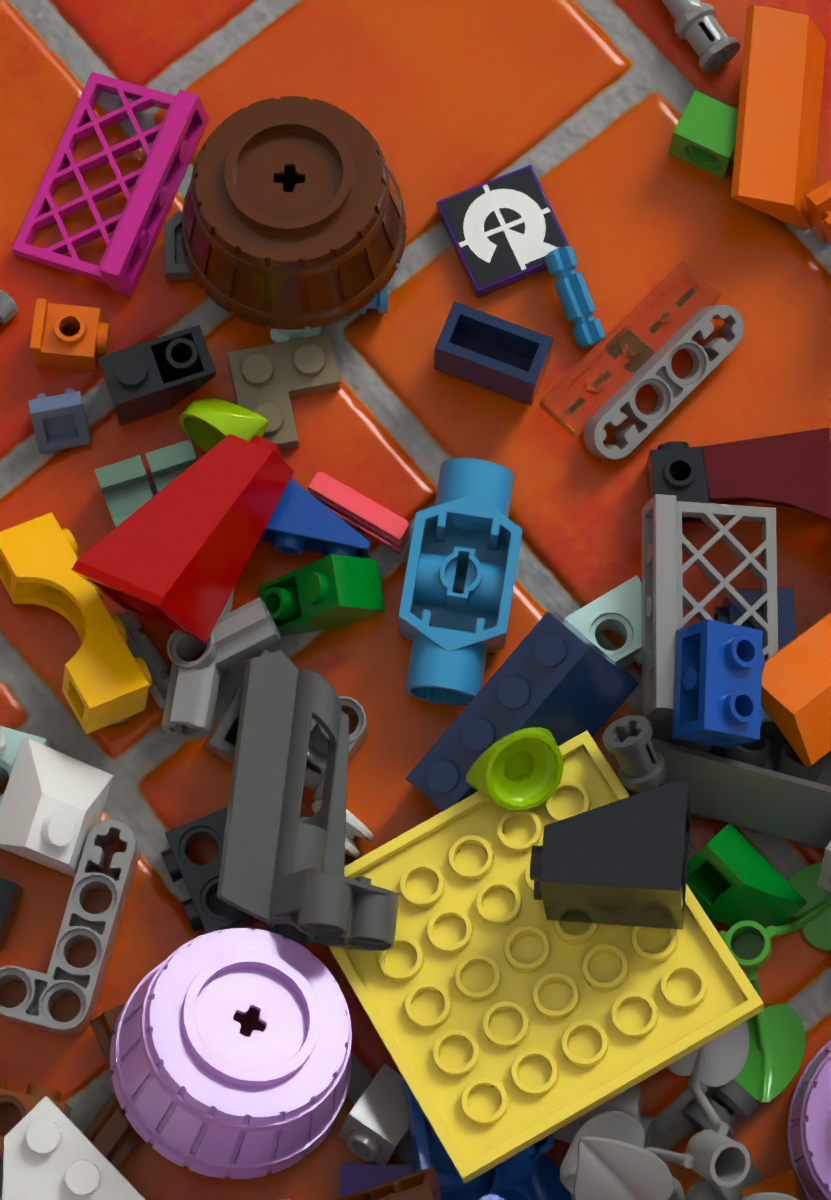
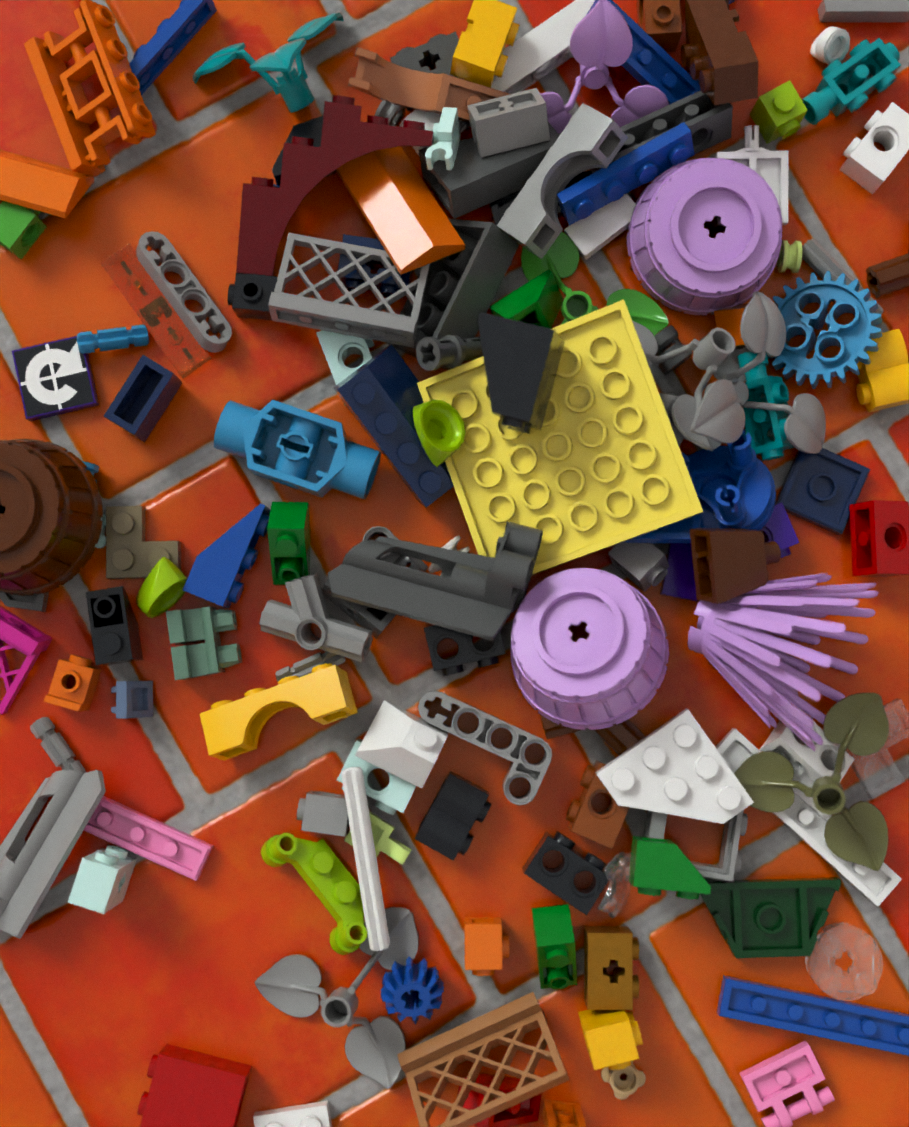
camera: 75 degrees left, 10 degrees up
(192, 538) = (239, 618): red slope -> none
(361, 512) = (236, 507): coral tile -> none
(718, 684) = (405, 289): blue brick -> none

